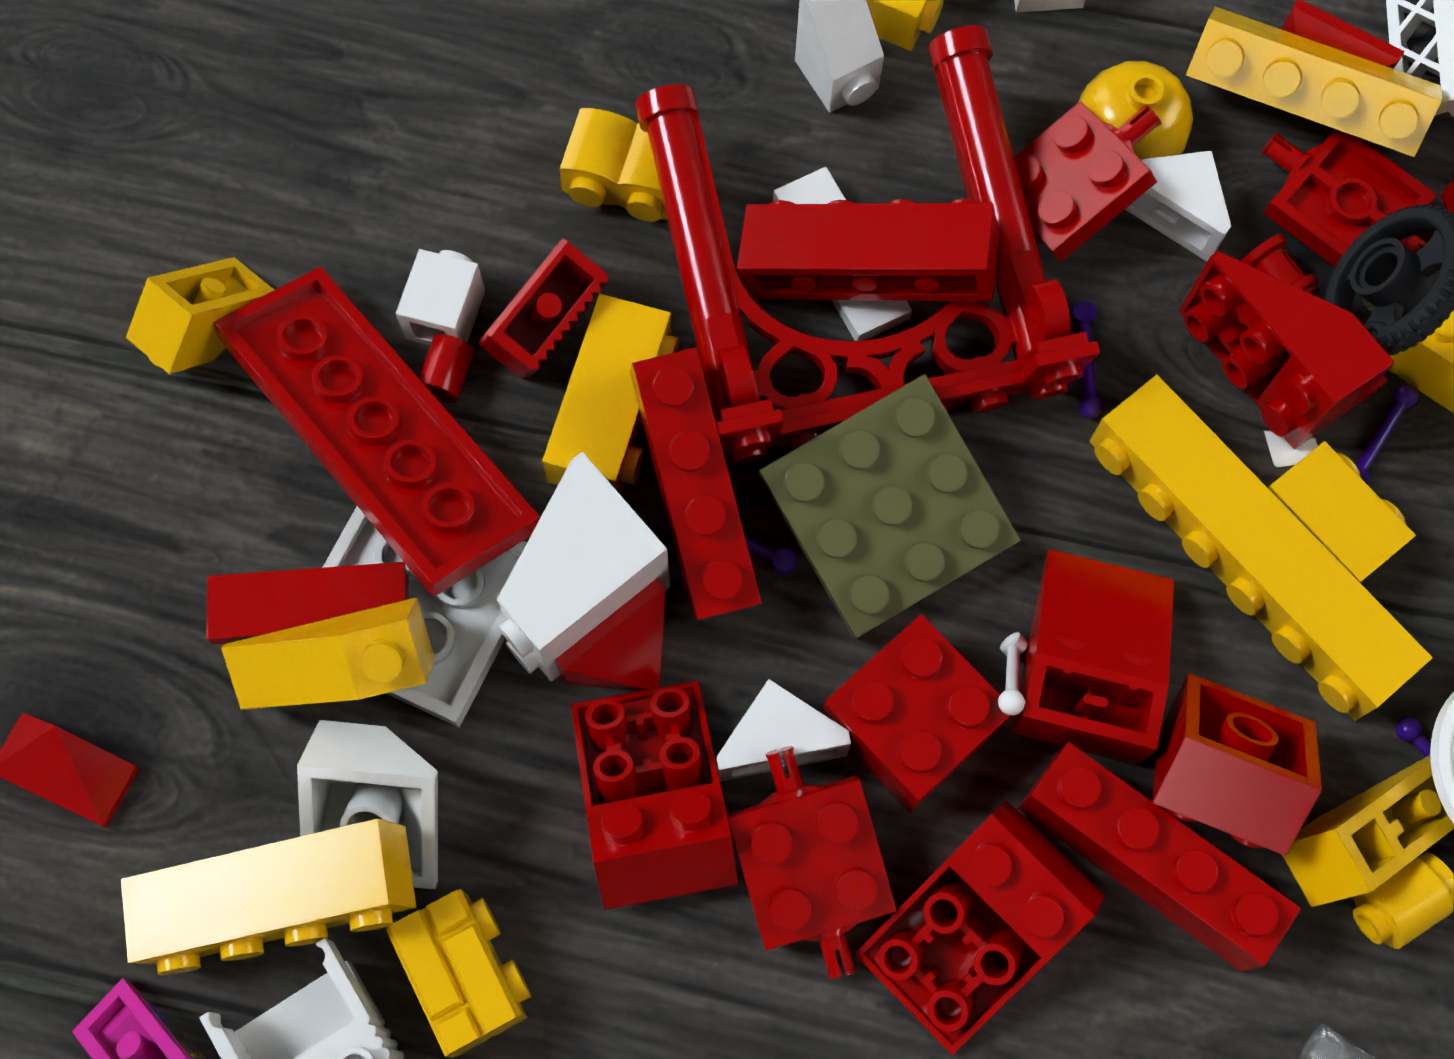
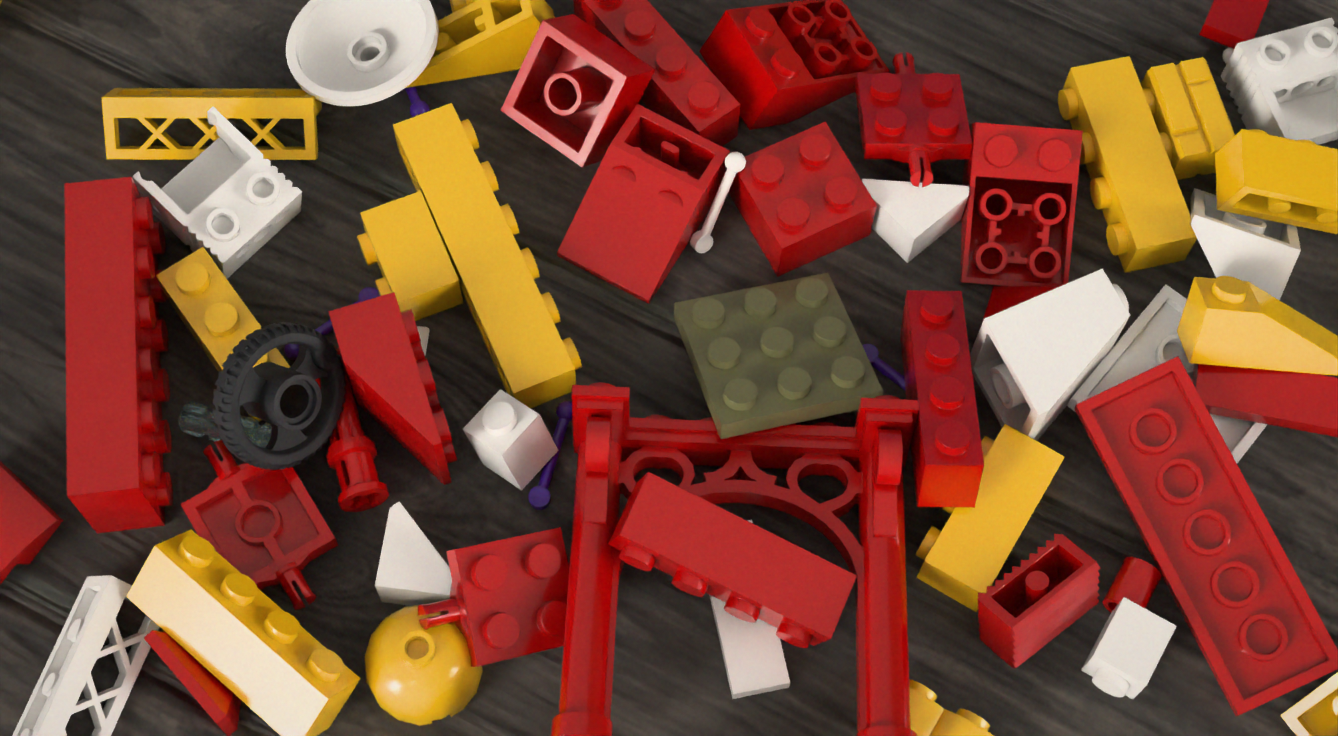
camera: 165 degrees left, 5 degrees down
(527, 885) = (1127, 165): none -> yellow brick
(1140, 336) = (510, 439): none -> white brick

